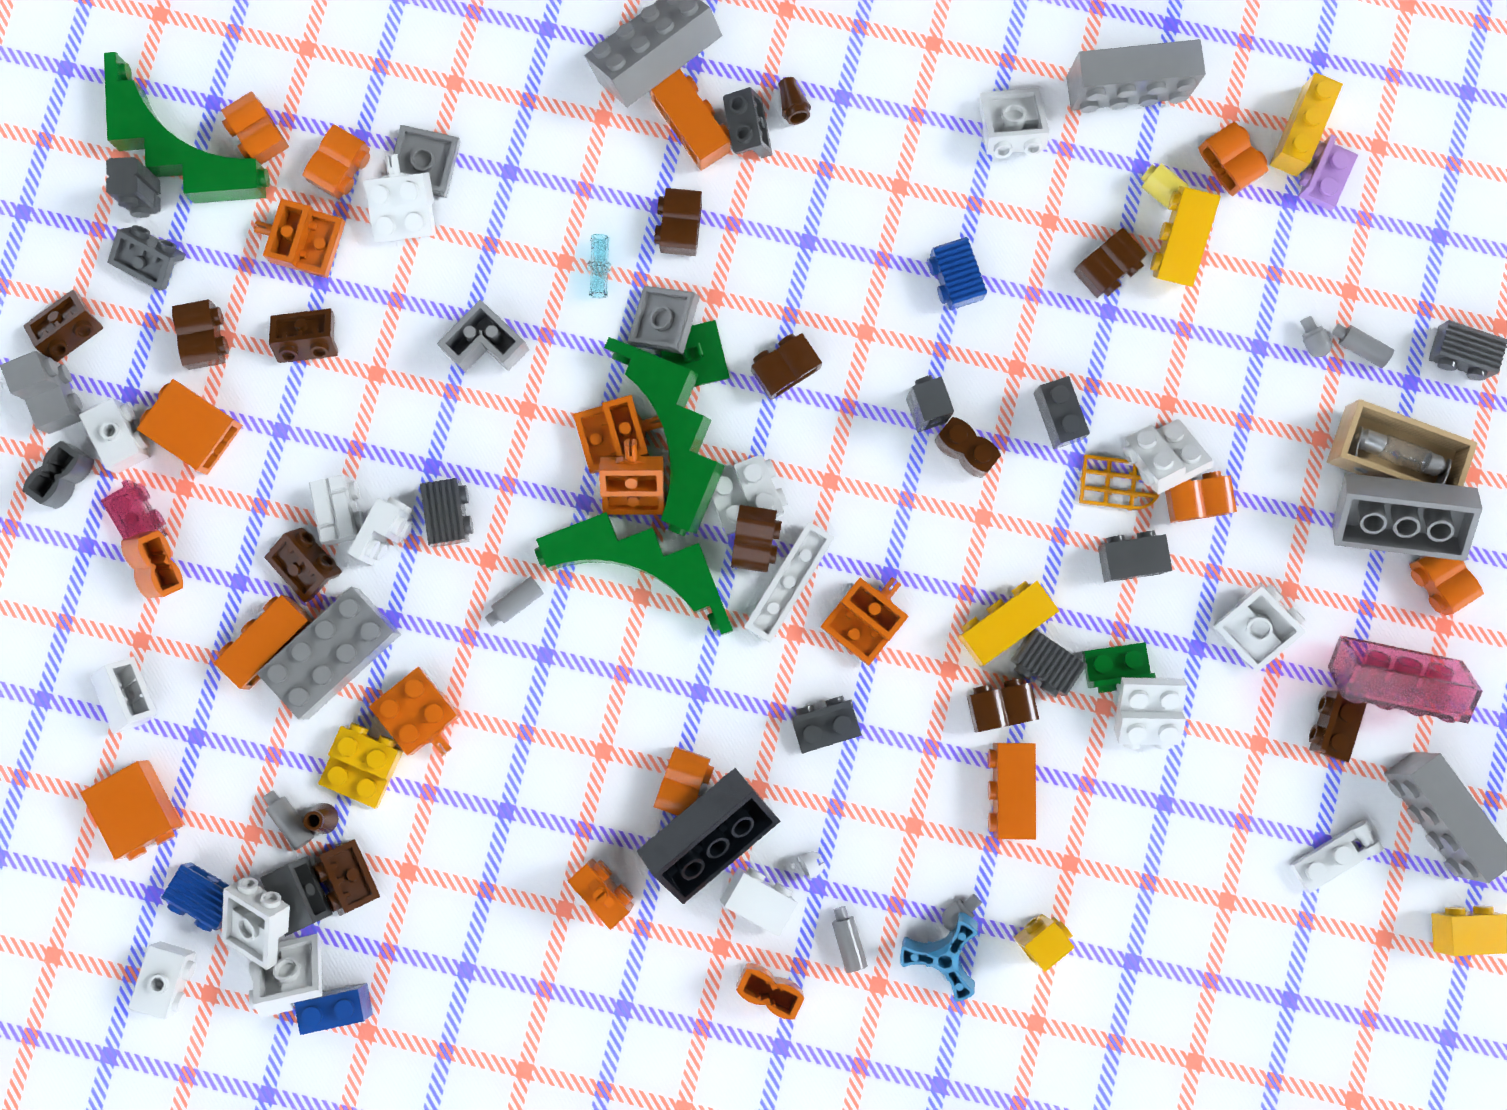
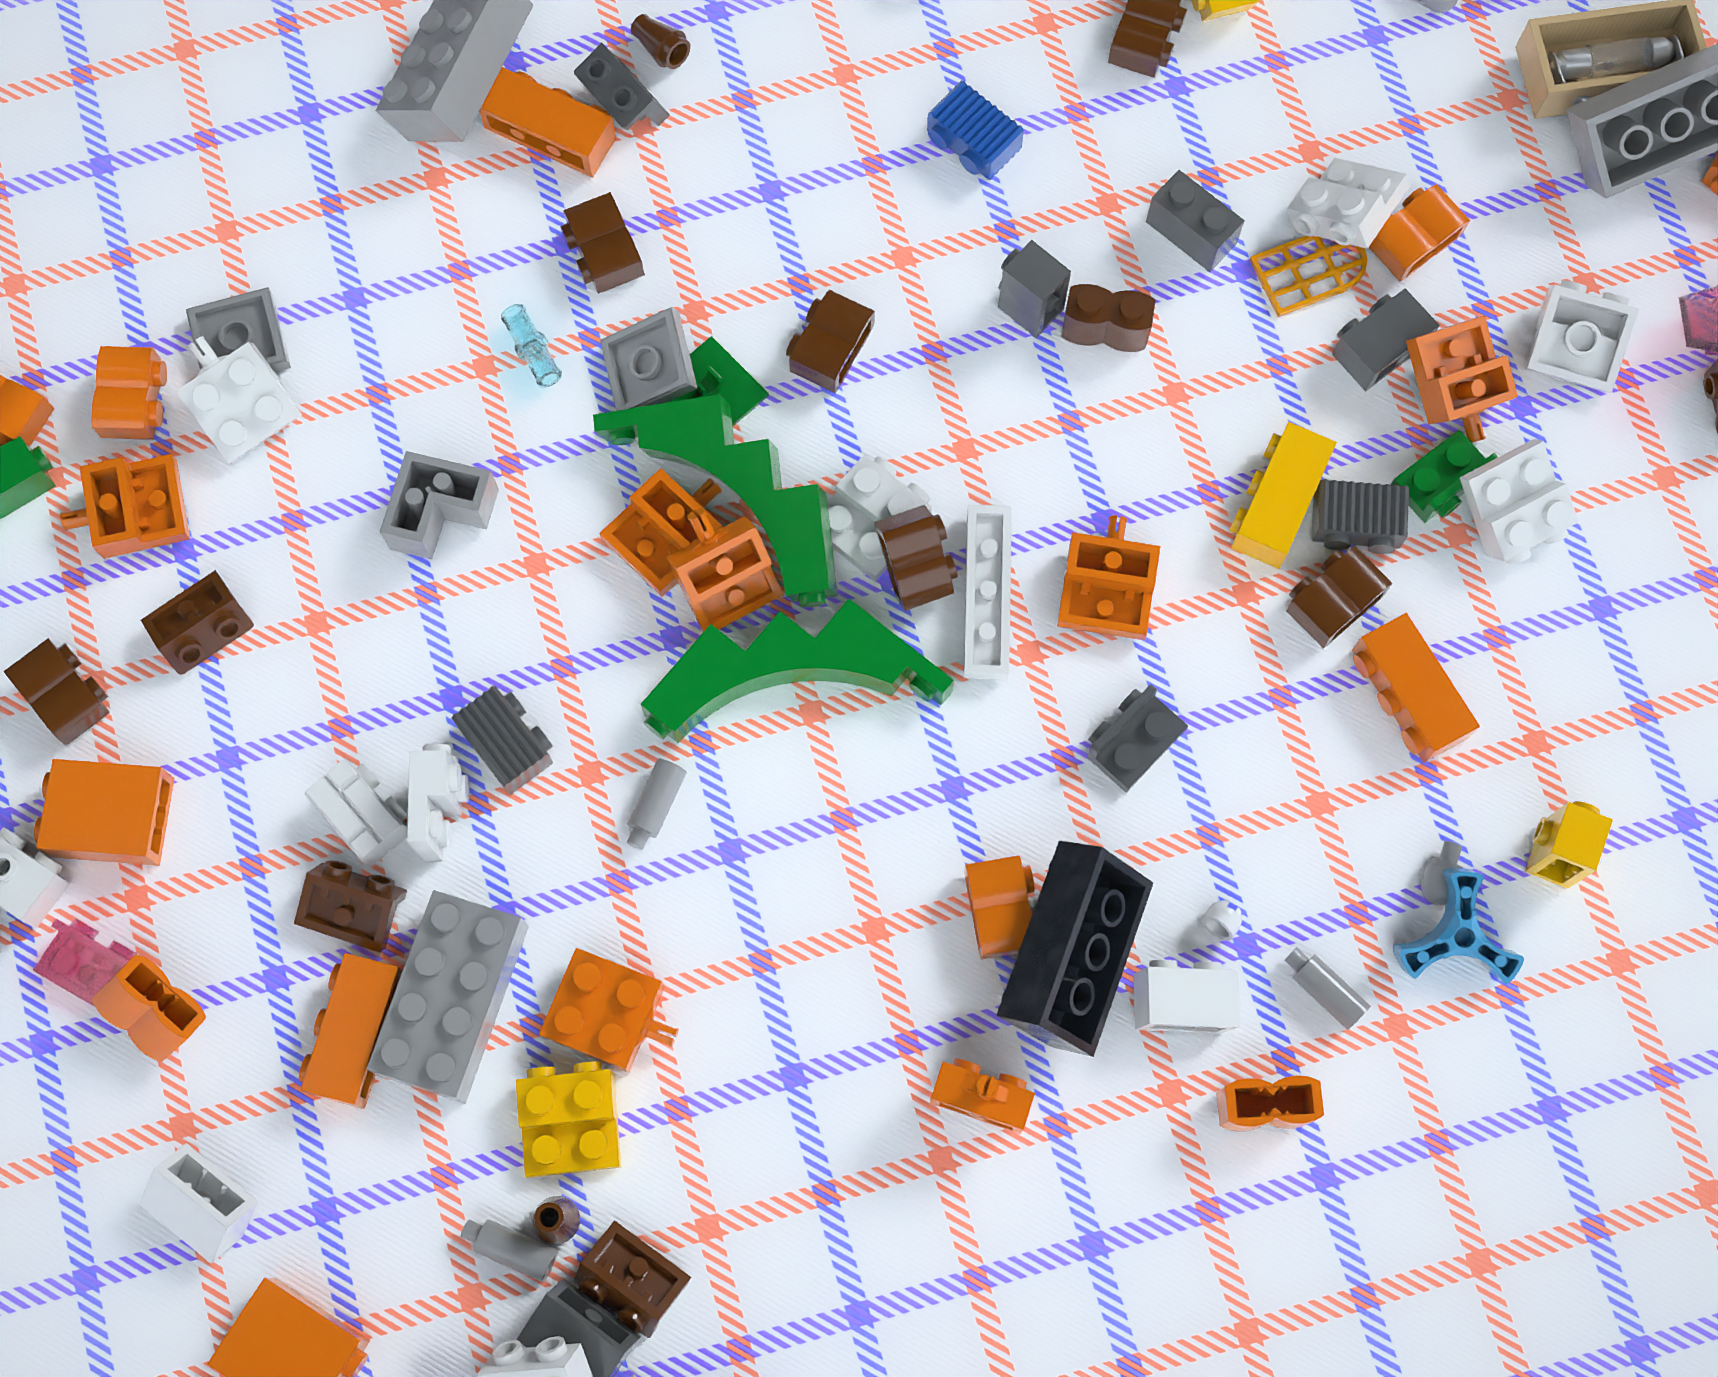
camera: 25 degrees left, 10 degrees down
(1166, 609) = (1460, 374): none -> orange plate

